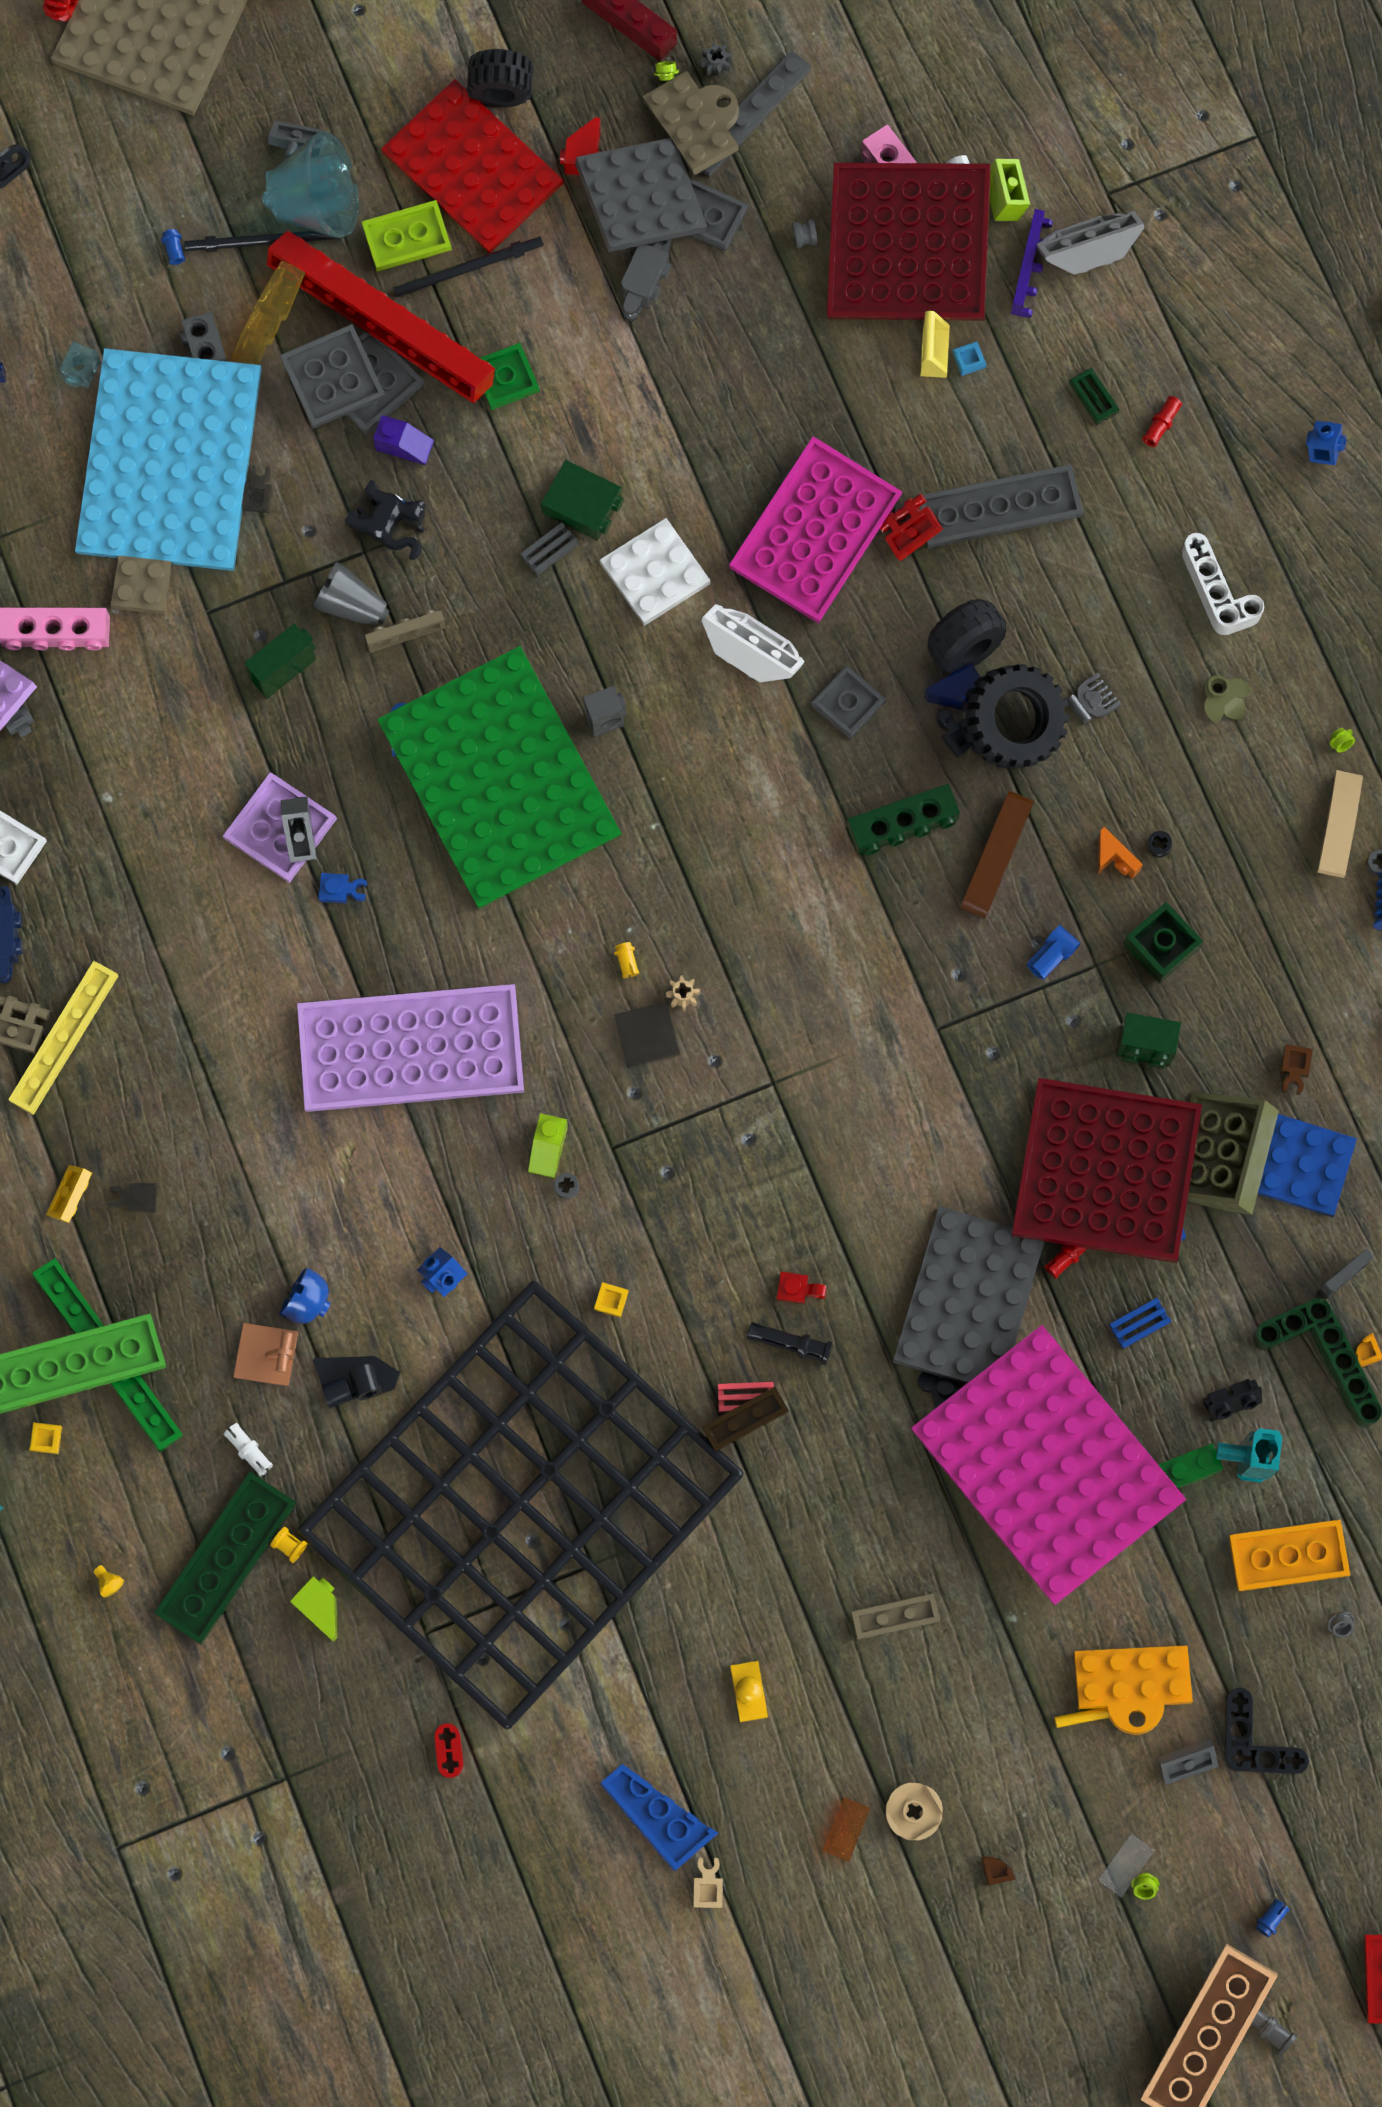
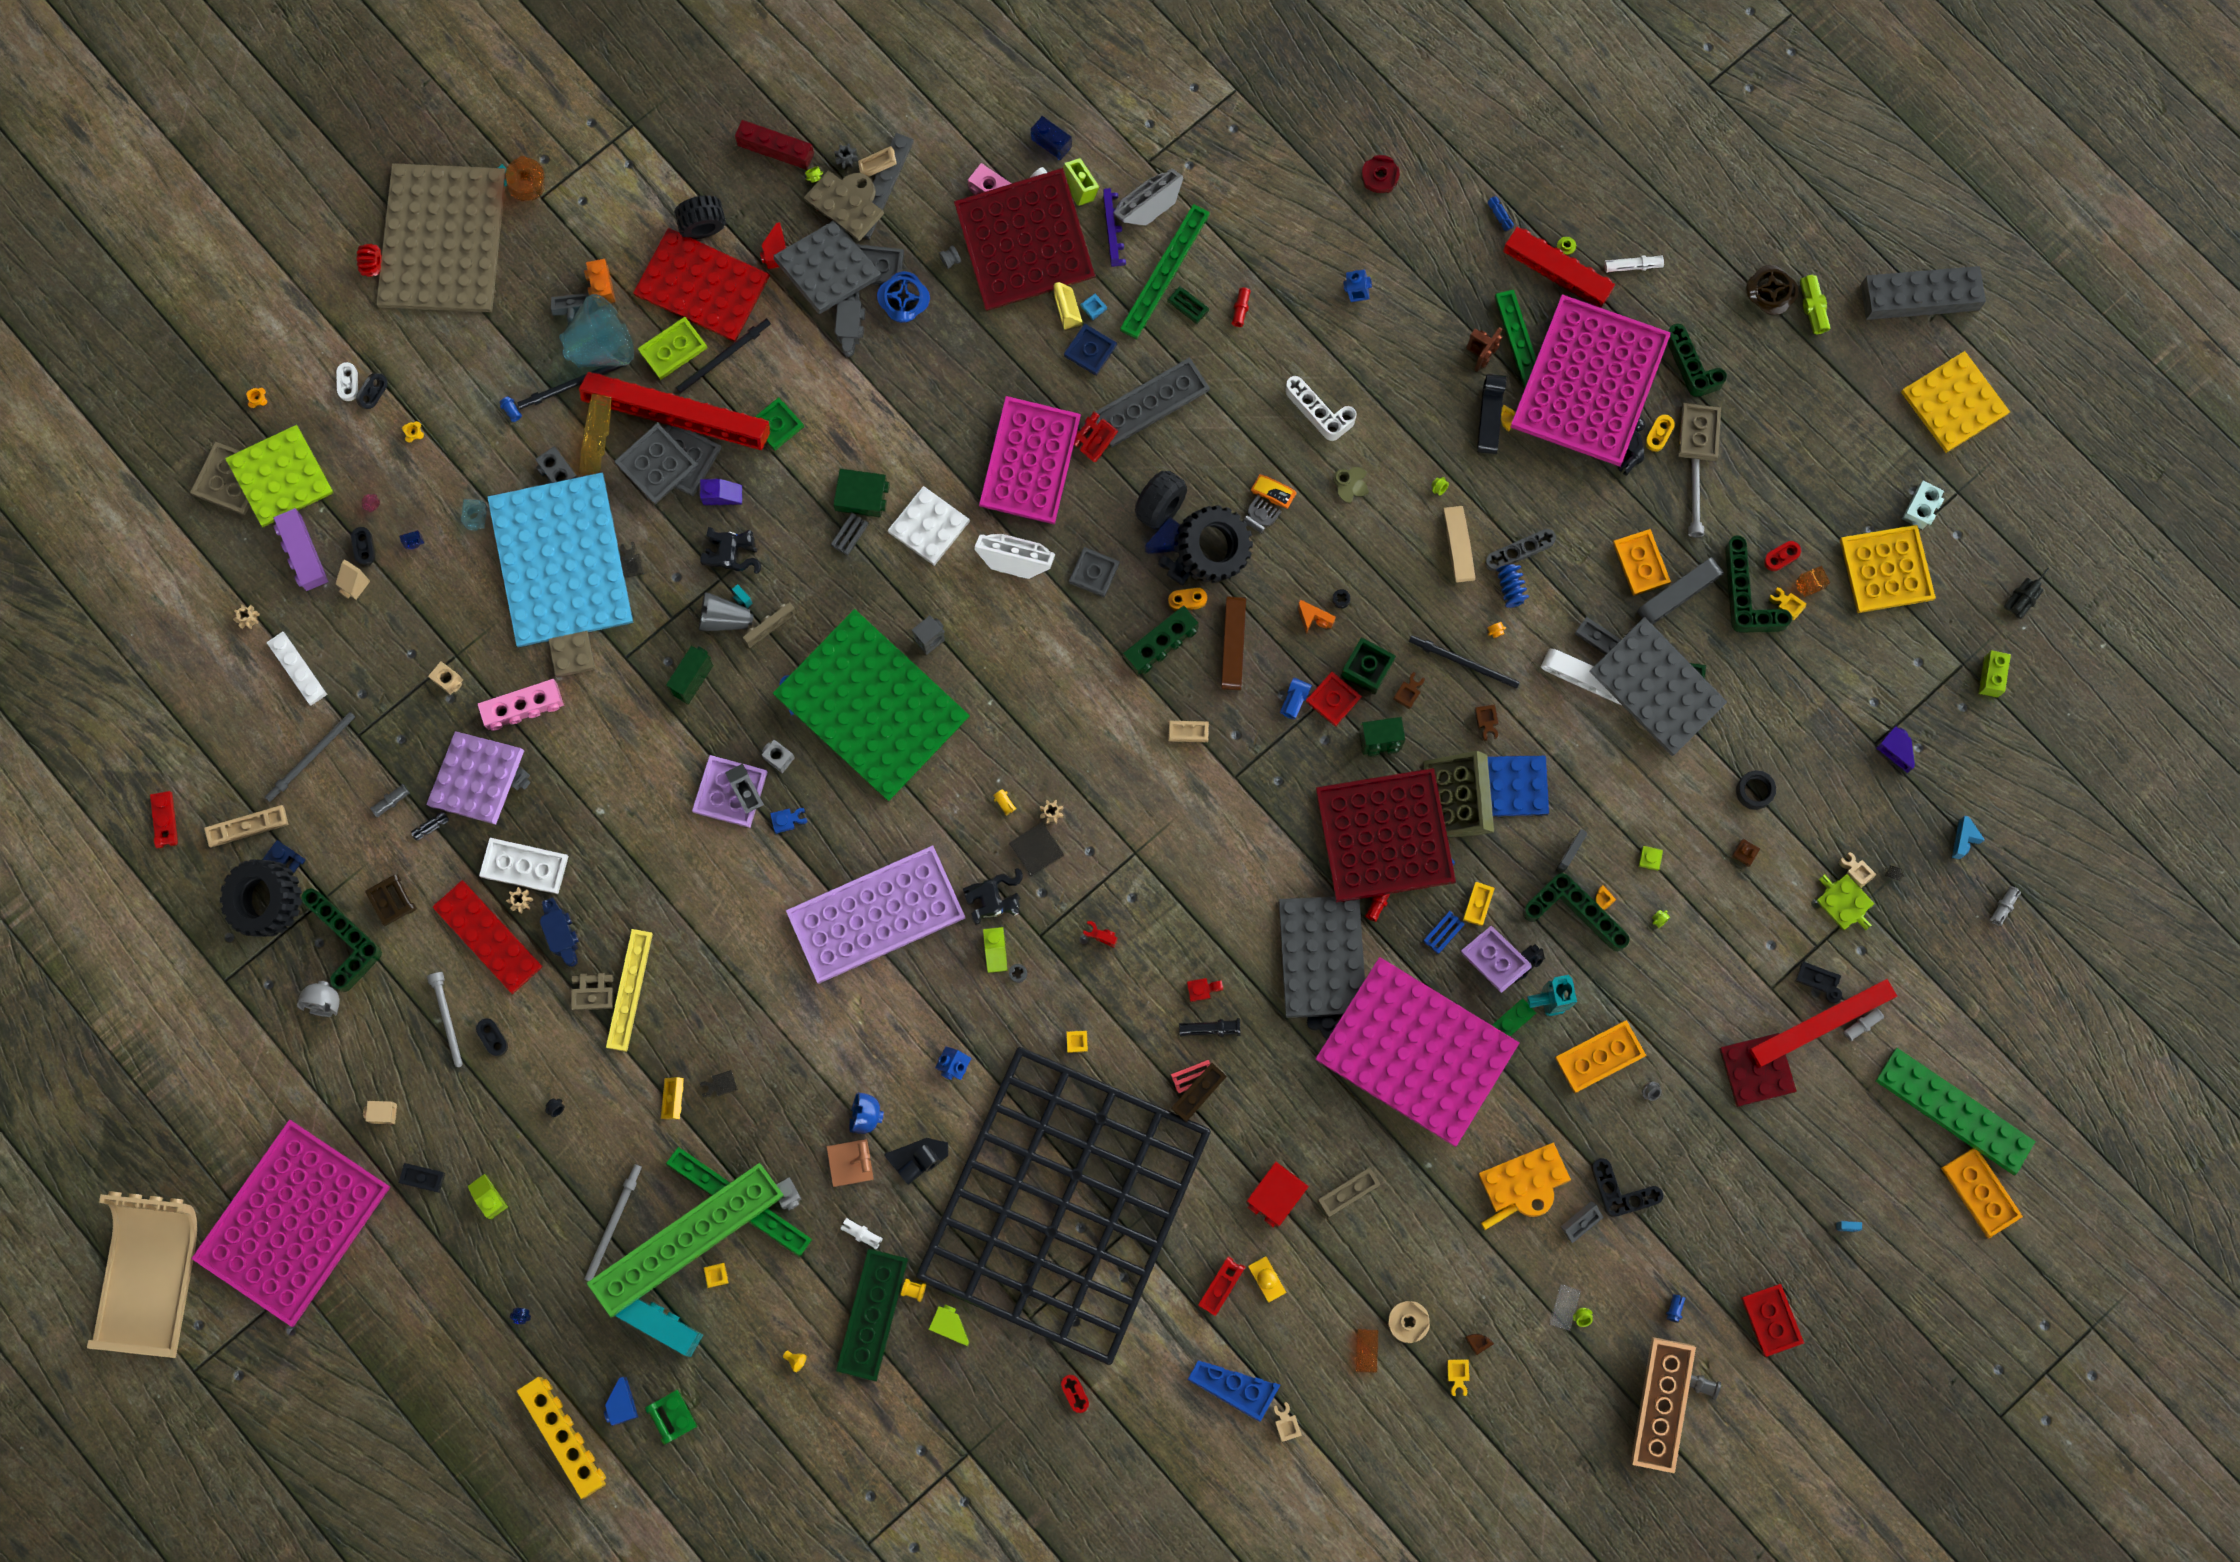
camera: 20 degrees left, 0 degrees up
(40, 228) = (408, 428): none -> yellow plate
(175, 1367) = (790, 1194): none -> light grey bracket
(344, 118) = (600, 279): none -> orange brick
(361, 812) = (783, 762): none -> light grey brick
(381, 583) = (741, 597): none -> teal plate
(565, 1075) = (990, 897): none -> black animal
(685, 1680) = (1221, 1287): none -> red plate
(695, 1177) = (1106, 936): none -> red plate
(736, 242) = (903, 316): none -> blue piece
(754, 80) = (877, 162): none -> tan tile
(799, 1587) = (1276, 1195): none -> red brick
(897, 949) = (1188, 731): none -> tan plate
(945, 412) = (1090, 349): none -> dark blue plate
(955, 1900) = (1458, 1372): none -> yellow plate
(957, 777) = (1188, 599): none -> light orange plate
(991, 121) = (1051, 137): none -> clear blue brick
(1078, 342) = (1165, 271): none -> green plate
(1102, 971) = (1333, 699): none -> red plate
(1120, 674) = (1274, 491): none -> slope
(1195, 1380) = (1496, 959): none -> lavender plate
(1199, 1301) = (1478, 904): none -> yellow plate
(1204, 996) = (1408, 693): none -> reddish brown plate
(1252, 944) = (1429, 646): none -> black bar
(1350, 952) = (1496, 630): none -> light orange plate

